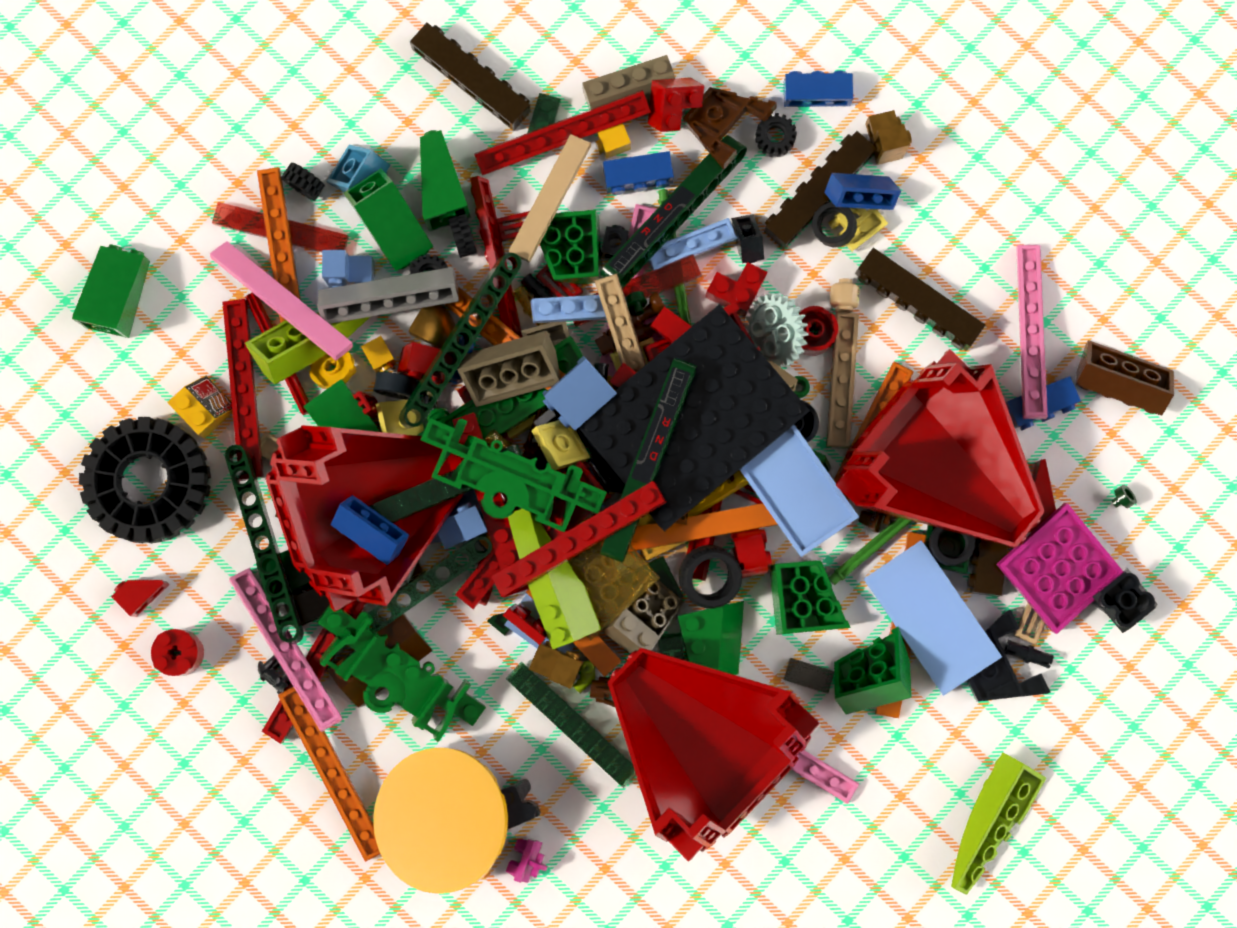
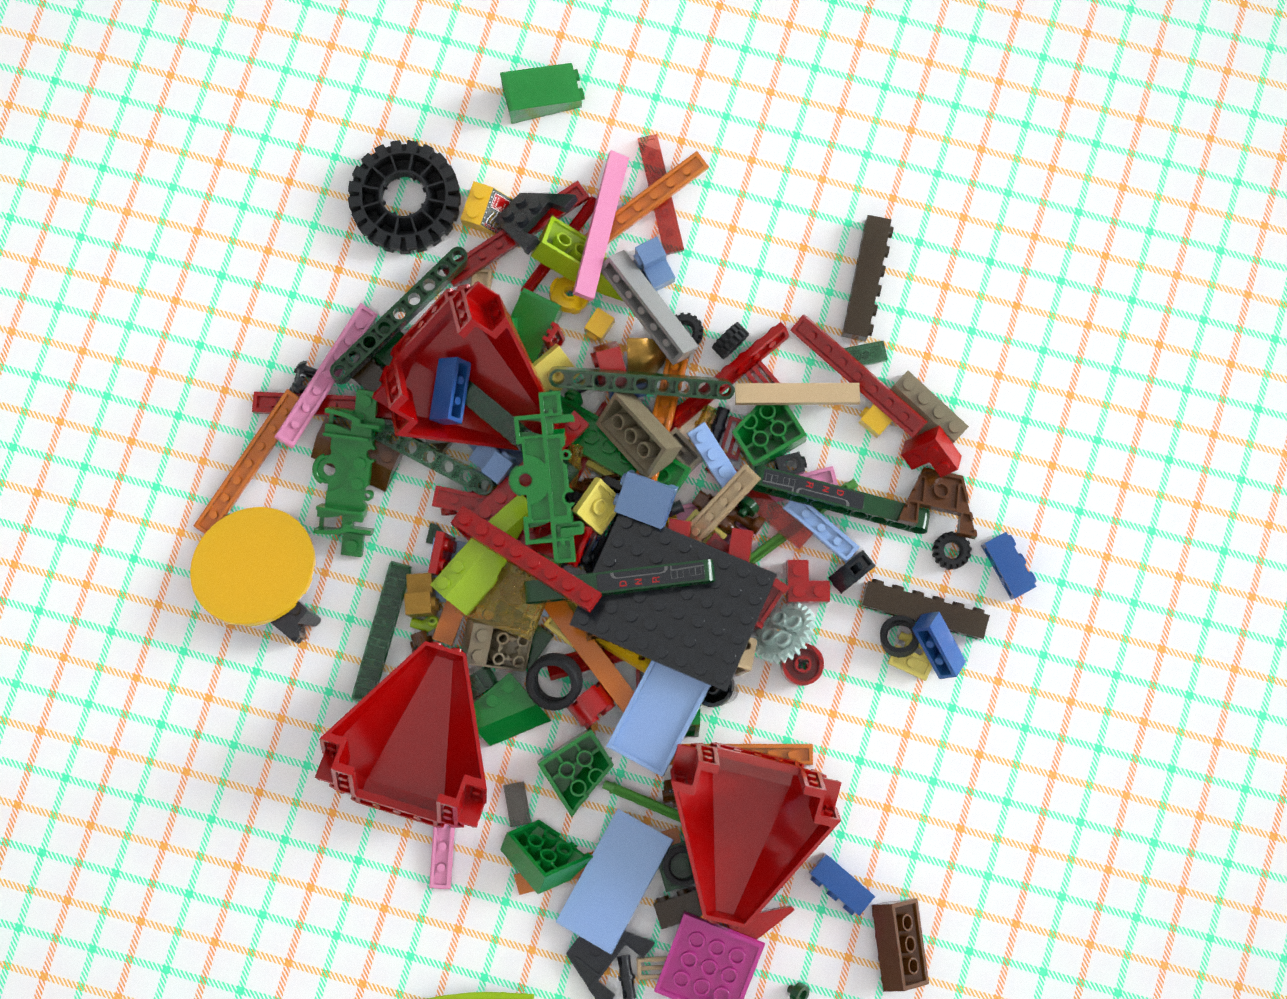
camera: 60 degrees right, 0 degrees up
(136, 595) = (311, 239): red slope -> none
(176, 639) = (271, 290): red brick -> none
(227, 367) = (526, 212): none -> black wing
(303, 181) = (707, 191): black tyre -> none
(355, 166) = (738, 231): dark azure slope -> none
(389, 219) = (711, 274): green slope -> none
(395, 385) = (580, 350): black wheel -> none
(440, 184) = (763, 300): green slope -> none
(530, 862) = (256, 655): dark pink hips -> none
(638, 173) = (858, 454): blue brick -> none
(805, 386) = (750, 683): green plate -> none
(842, 381) = (775, 709): tan tile -> none
(844, 295) = (845, 675): tan head -> none
(888, 136) = (999, 643): pearl gold brick -> none
(919, 299) = (875, 739): dark brown brick -> none
(1031, 332) = (896, 846): bright pink tile -> none

